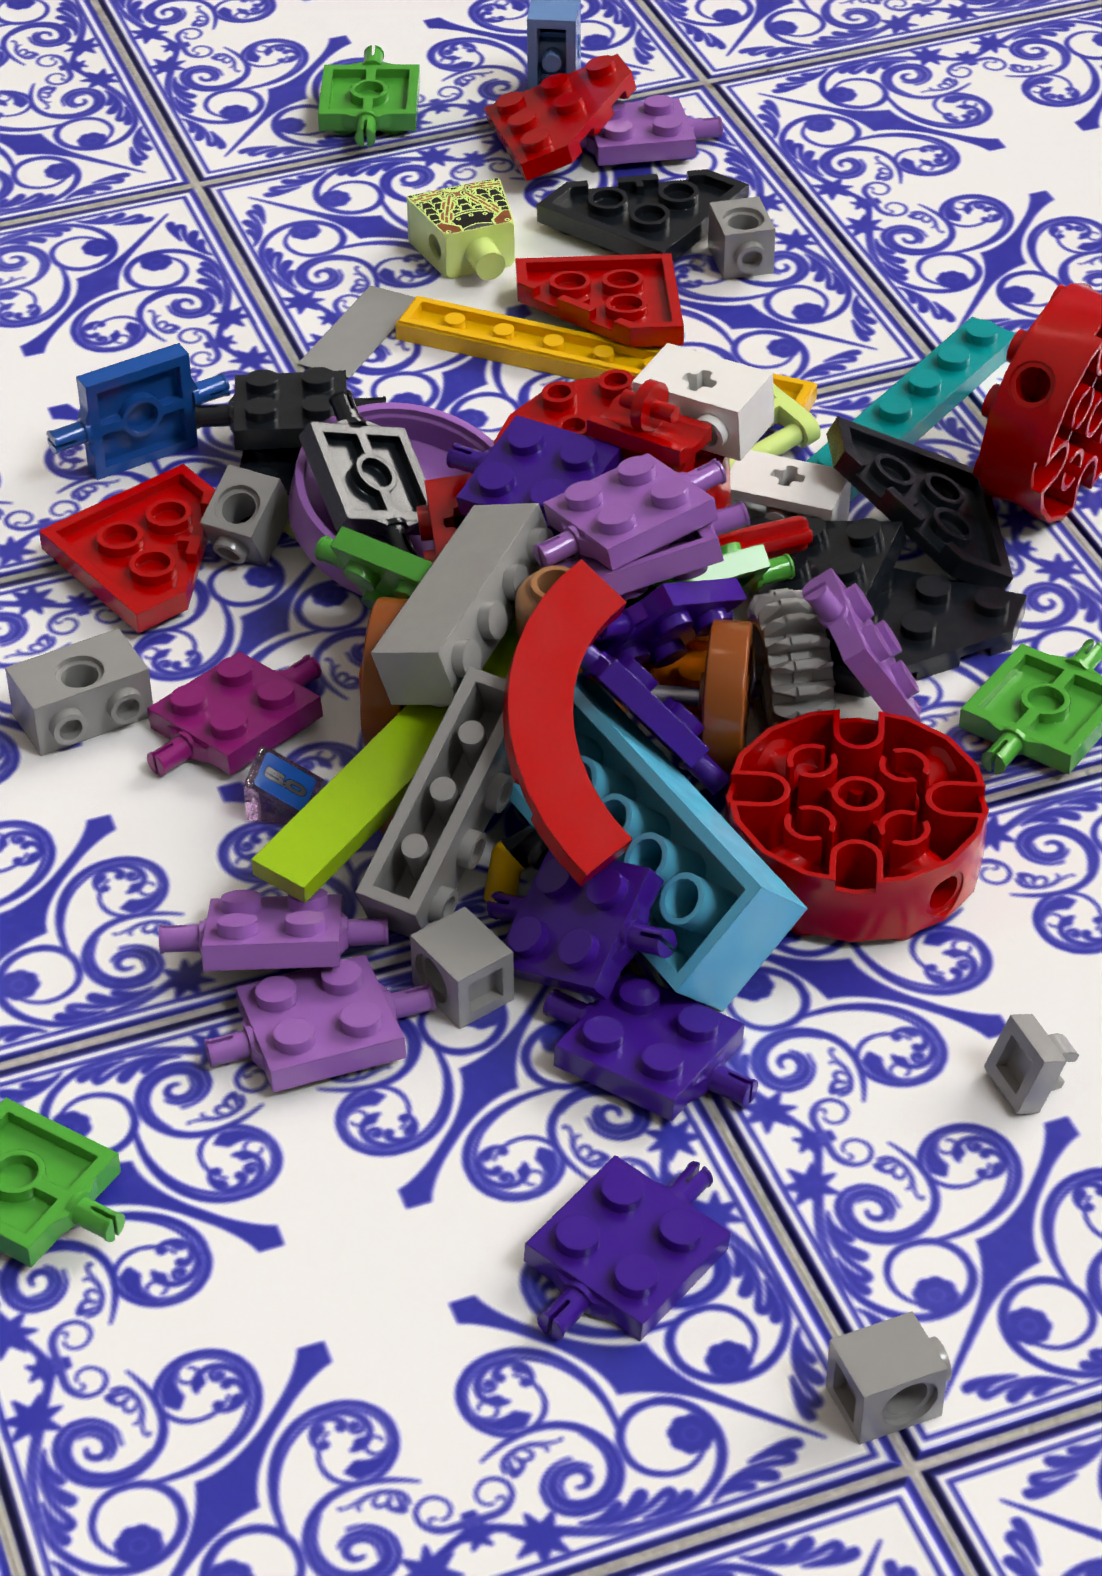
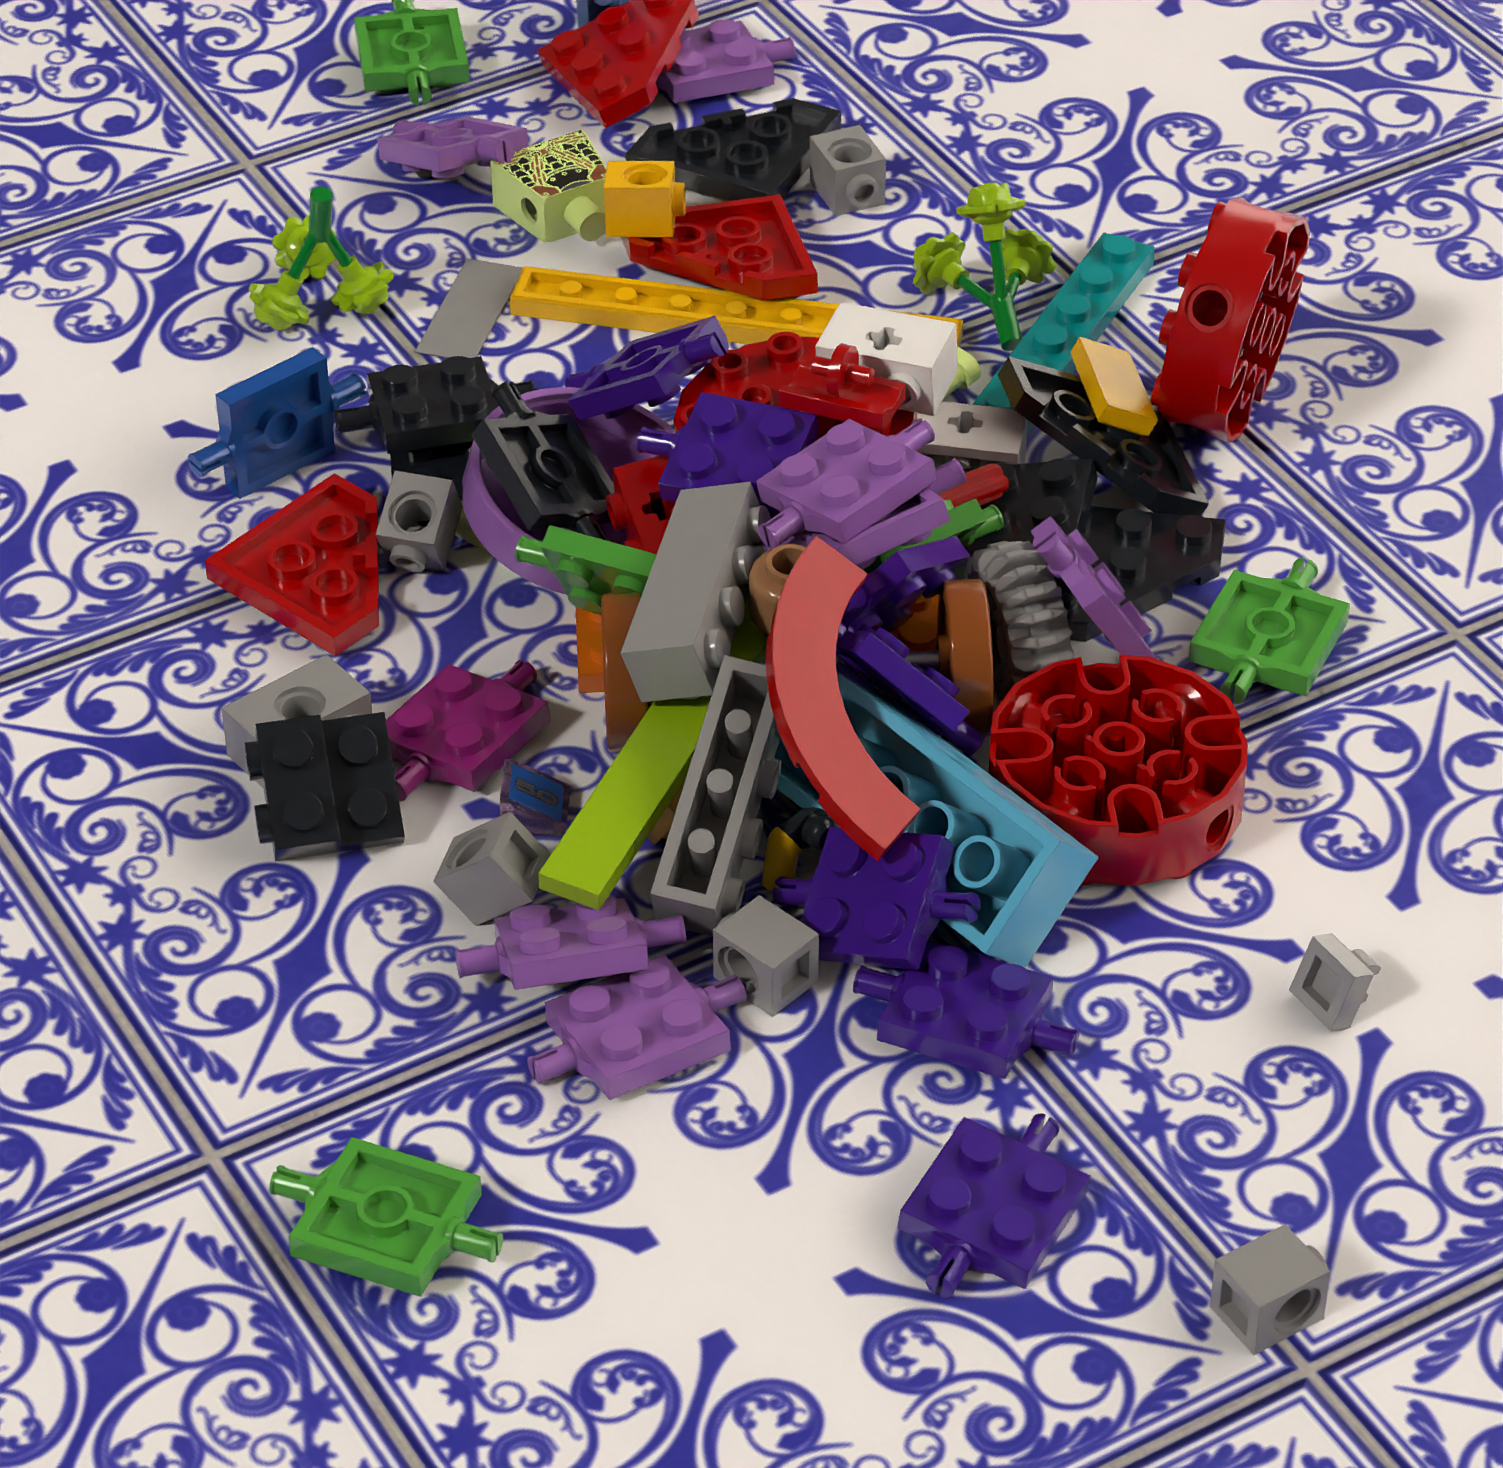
camera: 10 degrees left, 0 degrees up
(81, 751) = (325, 785): none -> black plate
(215, 850) = (492, 868): none -> light grey brick
(221, 262) = (310, 249): none -> lime plant
(373, 182) = (451, 144): none -> medium lavender plate
(482, 393) = (647, 369): none -> dark purple plate
(535, 243) = (642, 198): none -> yellow brick
(881, 327) = (1014, 258): none -> lime plant
(939, 456) = (1113, 386): none -> yellow tile

